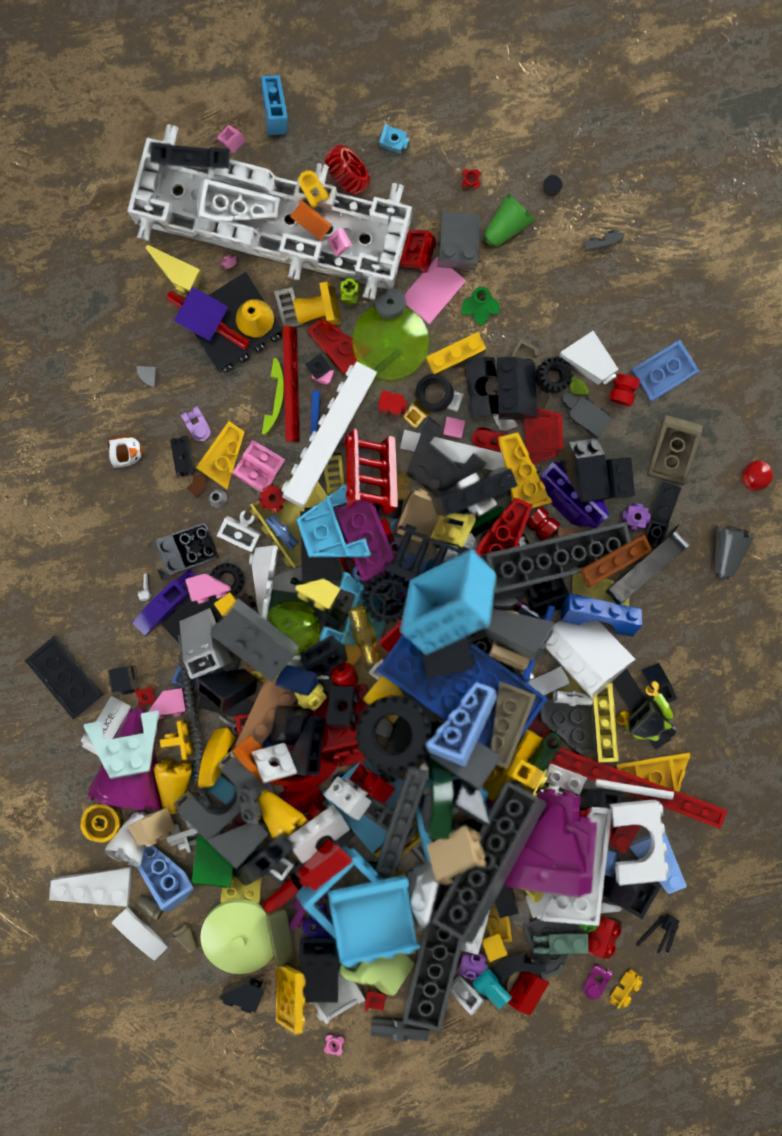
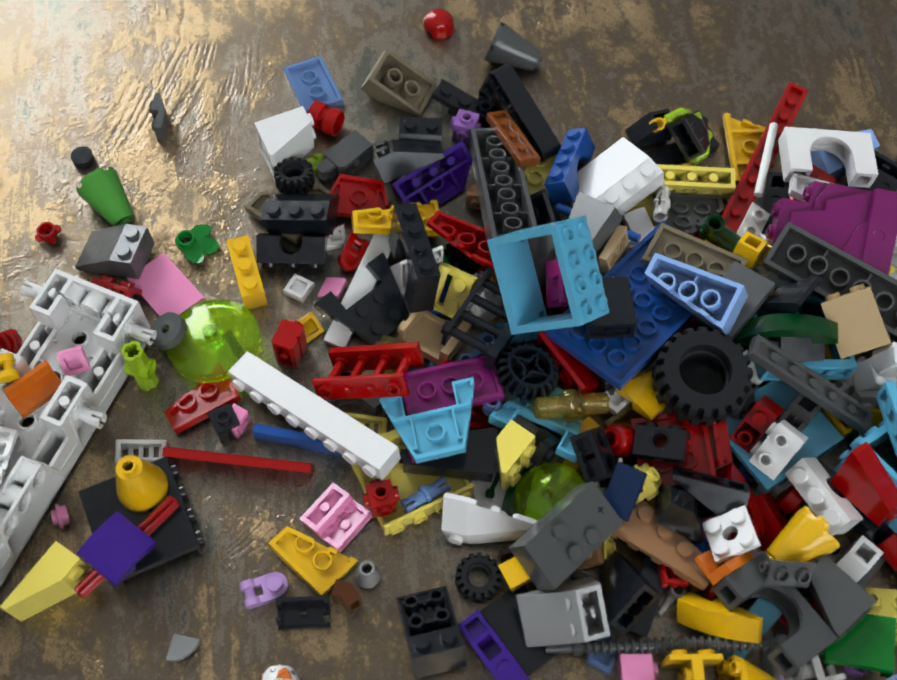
camera: 85 degrees left, 25 degrees down
(204, 586) = (485, 599): bright pink slope -> none
(239, 532) = (417, 547): white brick -> none
(263, 860) = (863, 562): black slope -> none
(270, 421) = (222, 474): lime slope -> none
(319, 306) = (148, 408): yellow plant -> none
(424, 382) = (272, 290): black tyre -> none
(542, 523) = (462, 208): red wheel -> none

